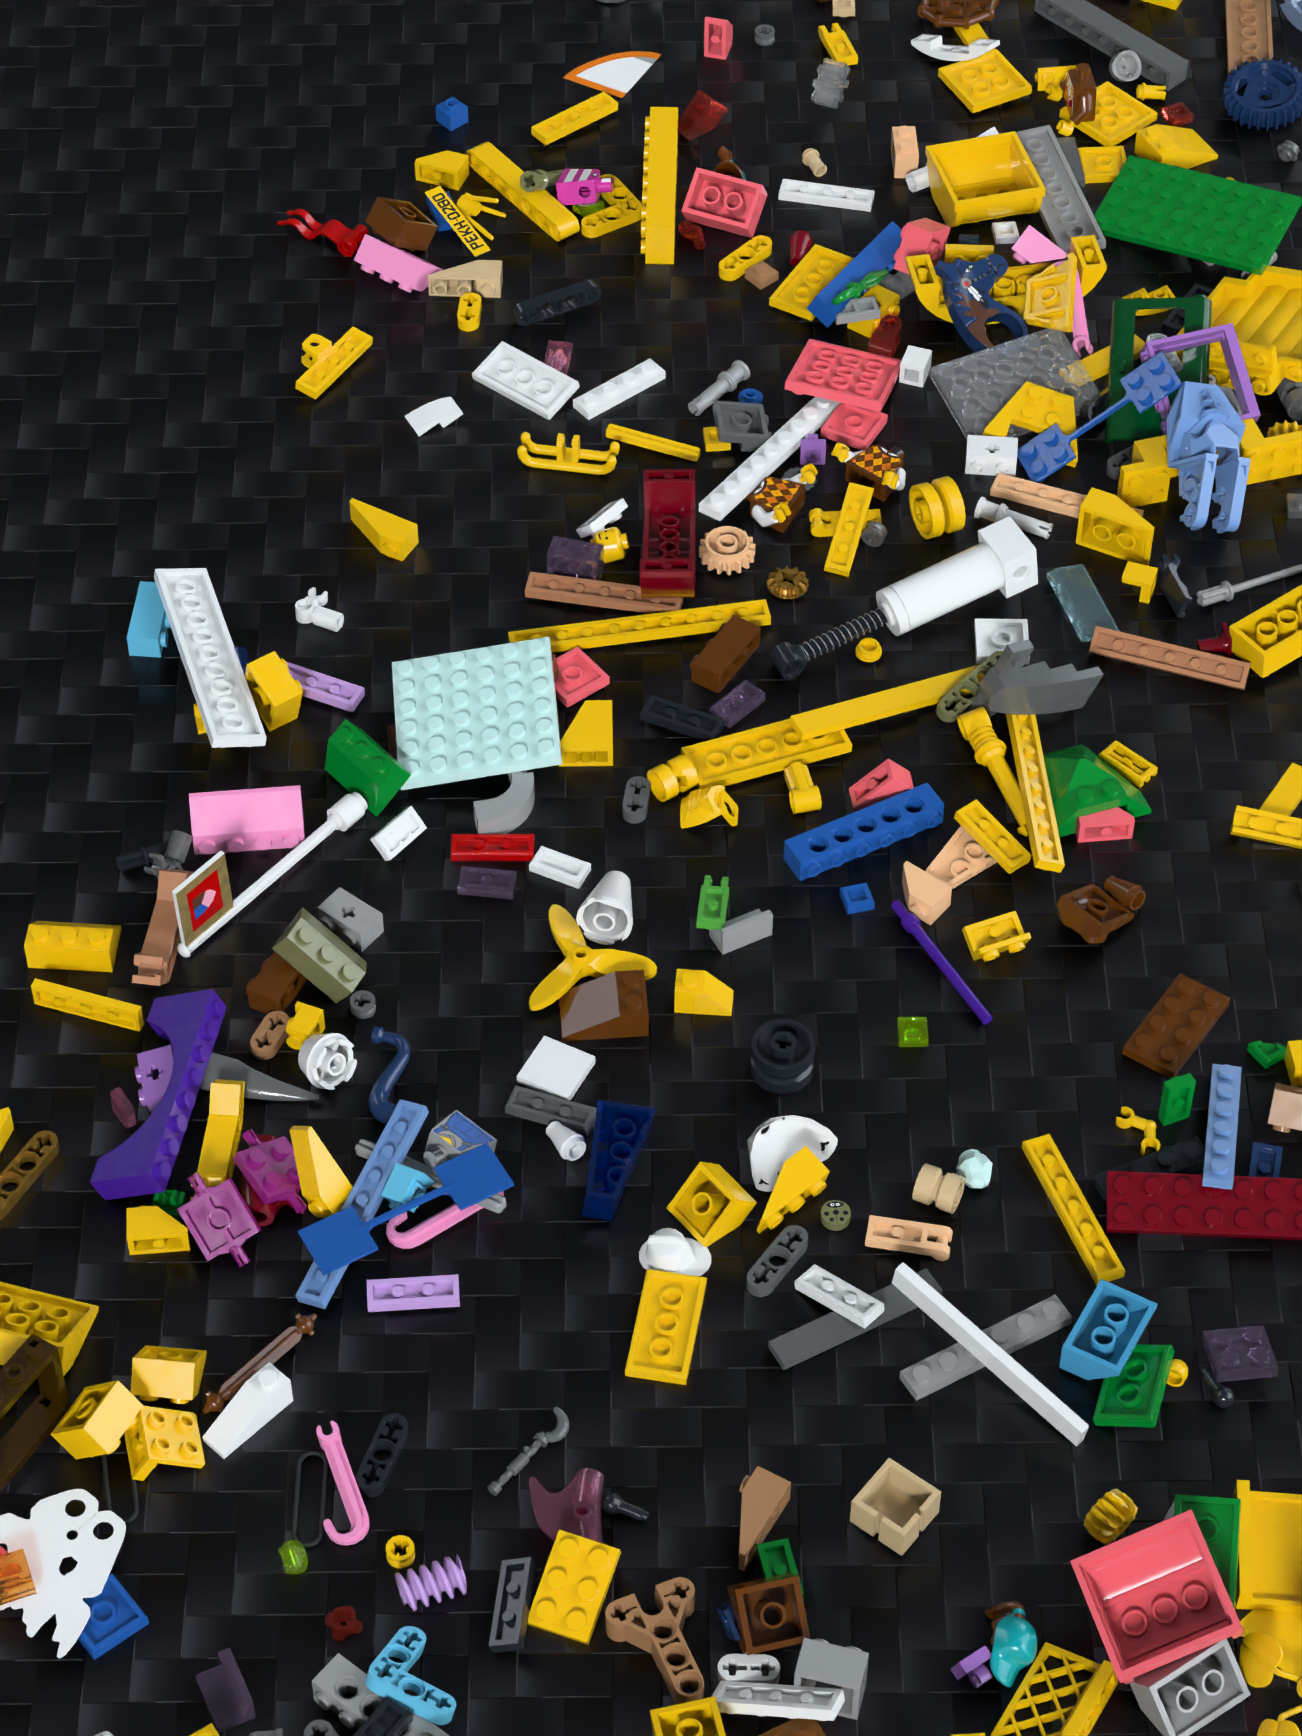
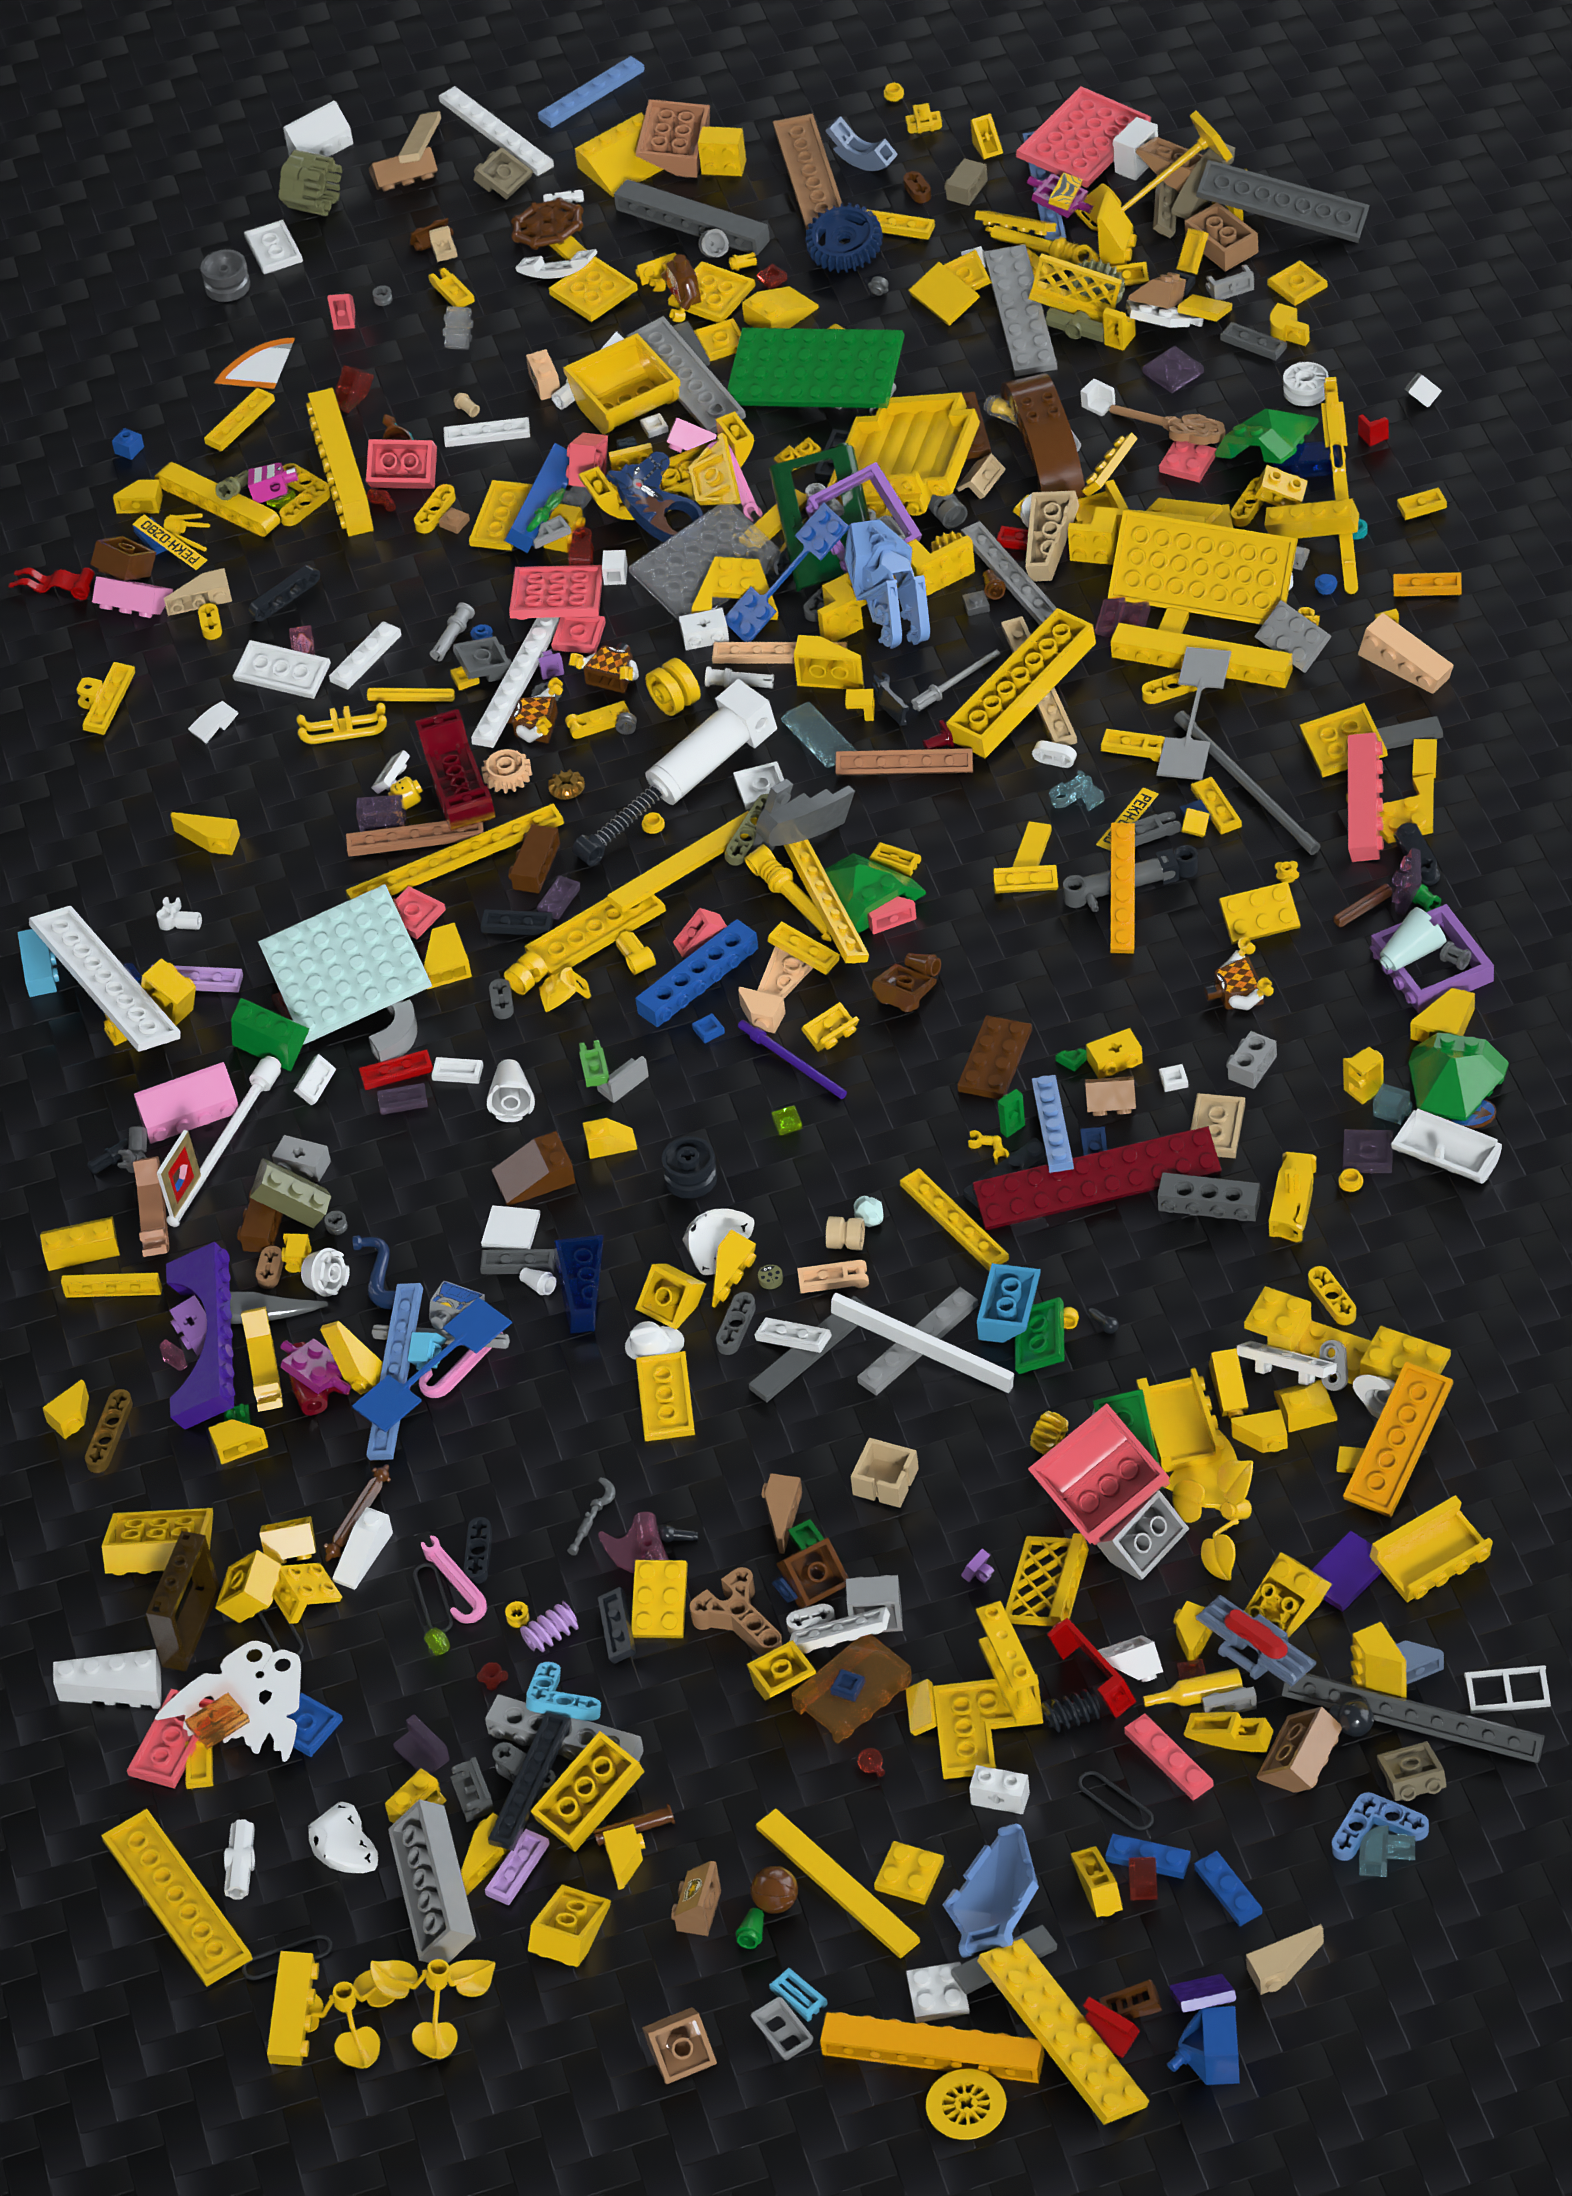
camera: 10 degrees left, 0 degrees up
(219, 1219) = (286, 1415): magenta plate -> none
(413, 1293) = (458, 1427): lavender plate -> none
(581, 961) = (501, 1139): yellow piece -> none
(800, 245) = (479, 486): dark red cone -> none
(848, 529) = (603, 725): yellow tile -> none
(1012, 1641) = (1002, 1541): teal hair -> none
(1240, 1353) = (1114, 1289): clear purple plate -> none

